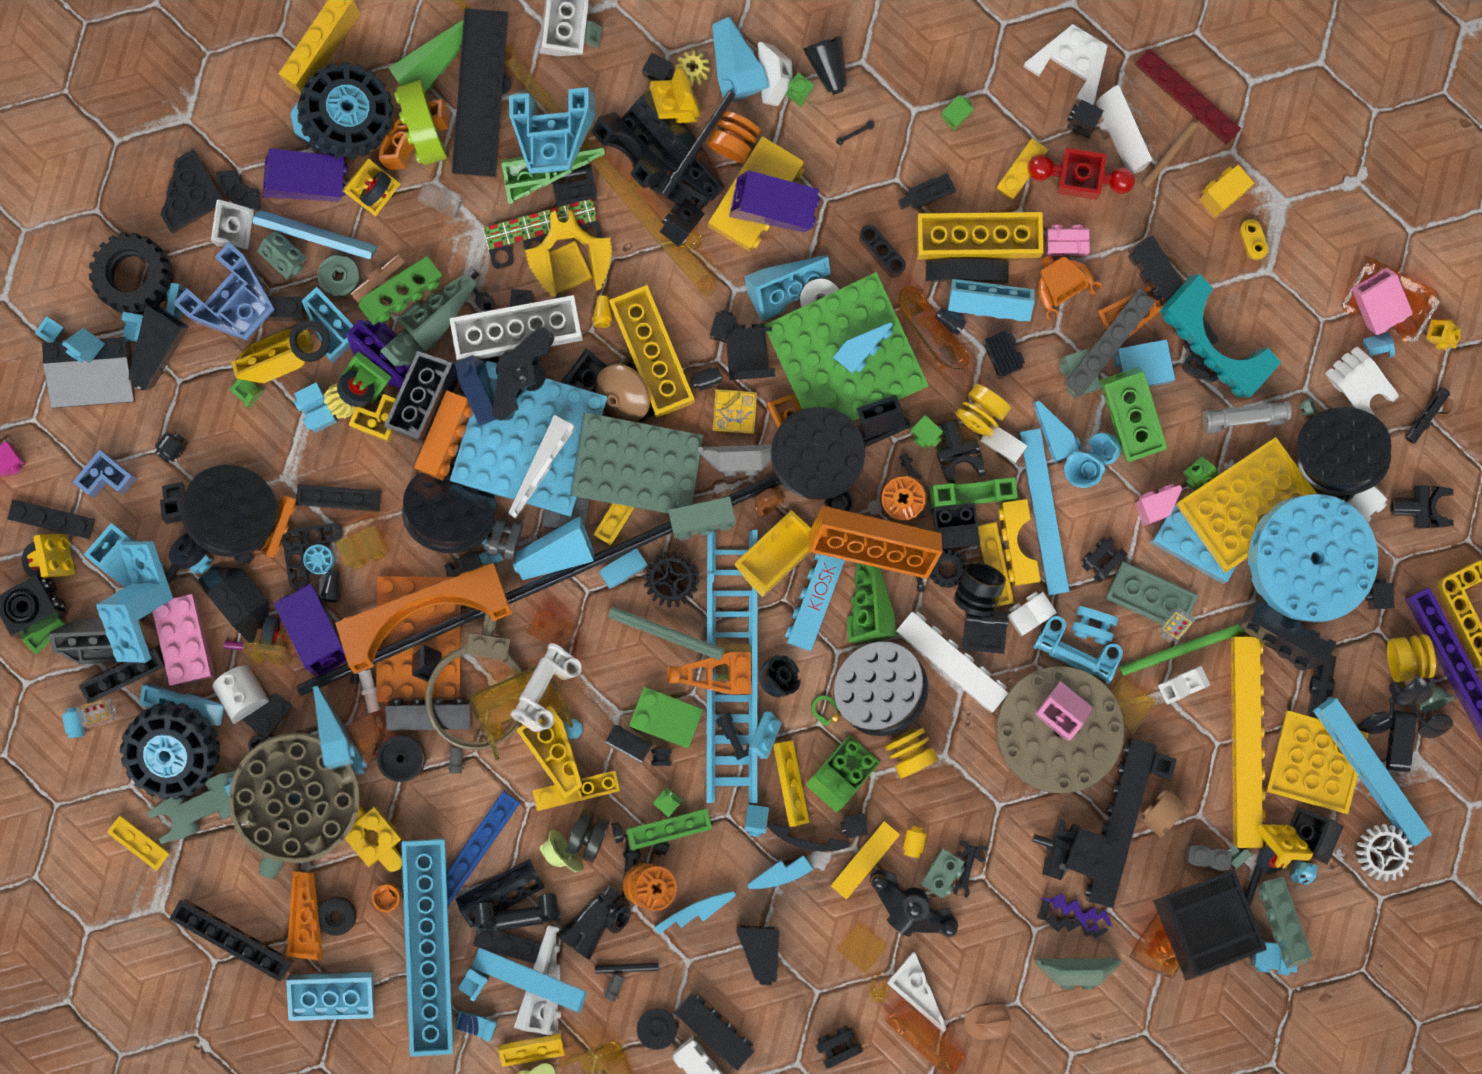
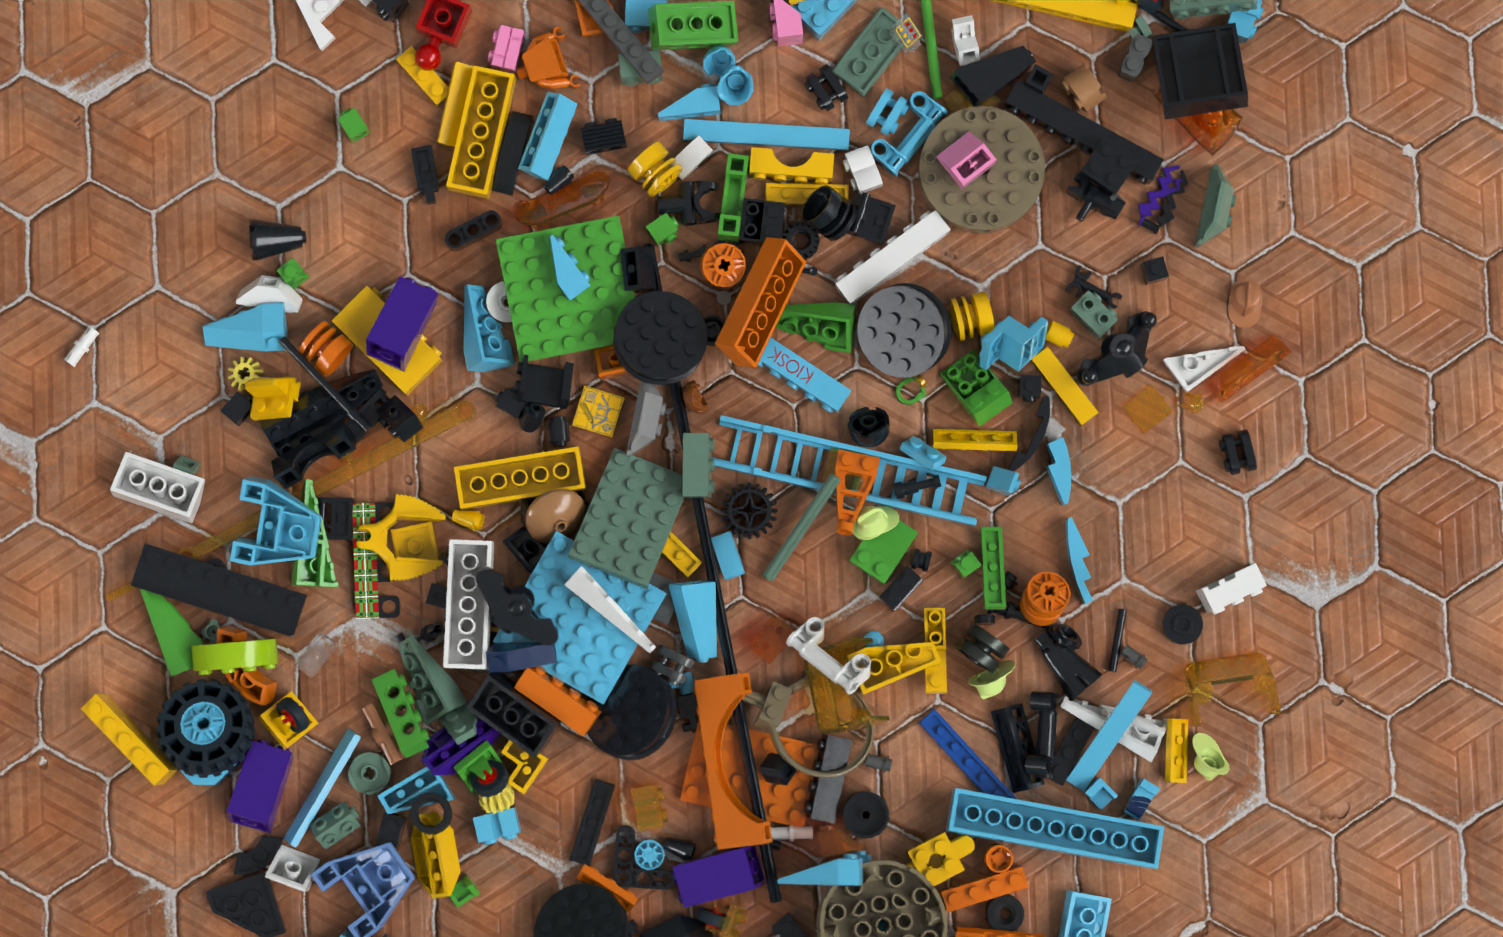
camera: 75 degrees left, 0 degrees up
(355, 890) = (984, 888): none -> orange brick
(440, 92) = (214, 625): none -> sand green plate
(688, 703) = (875, 521): none -> yellowish green piece
(713, 349) = (531, 417): none -> black brick
(715, 1031) = (1197, 568): black brick -> none
(761, 951) = (1130, 504): black slope -> none
(775, 554) = (748, 402): yellow slope -> none
(870, 125) = (344, 213): black hinge -> none
(893, 799) = (1013, 343): none -> medium azure bracket
(999, 923) = (1154, 270): none -> black brick
(1001, 203) = (454, 104): none -> yellow tile
(1155, 718) = (991, 75): none -> black slope

